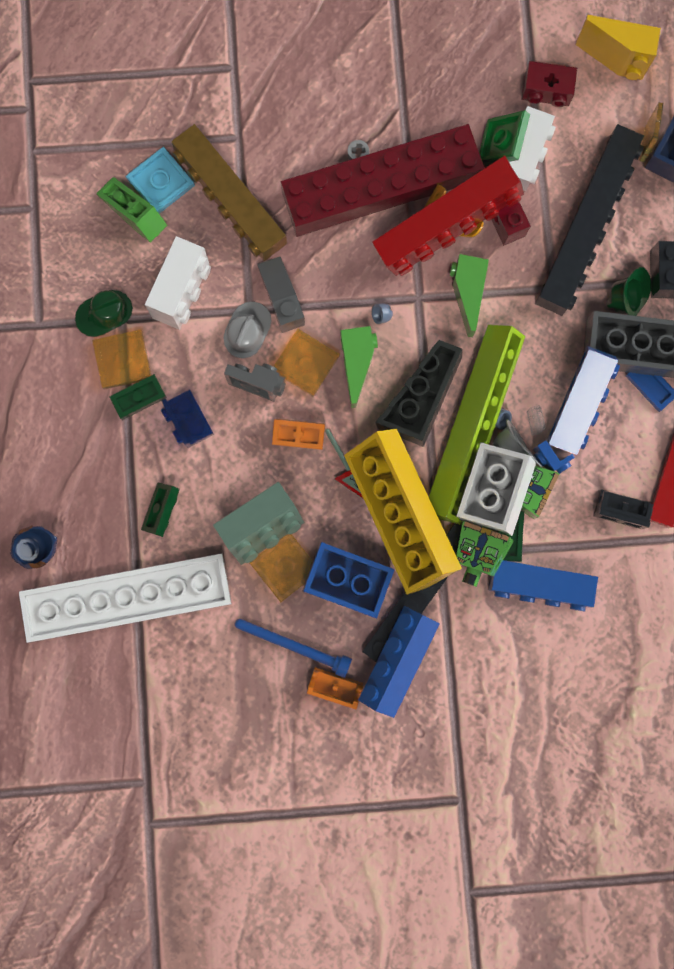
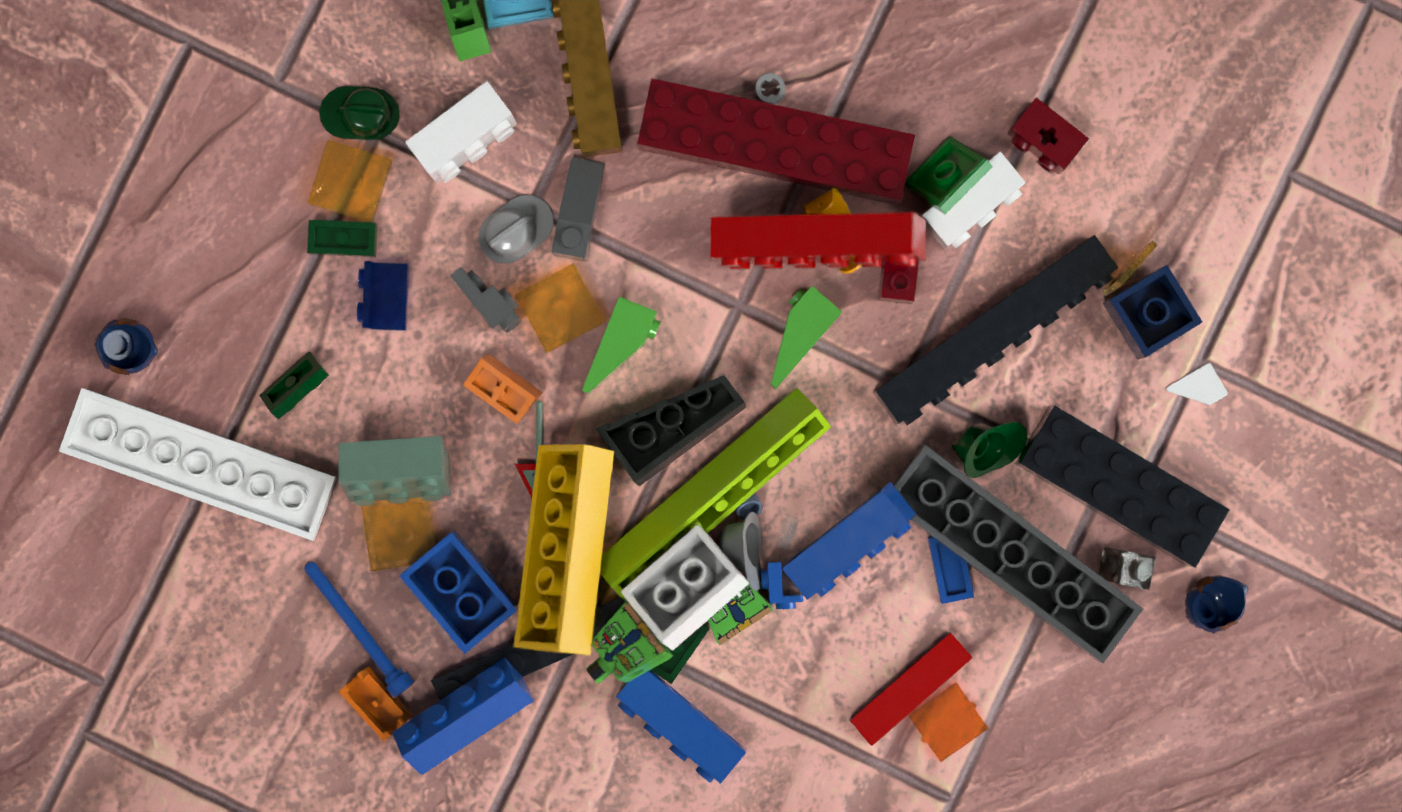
camera: 30 degrees right, 5 degrees up
(381, 313) = (683, 301): sand blue hinge -> none
(620, 45) = (1159, 143): yellow slope -> none
(623, 510) = (827, 692): black hinge -> none

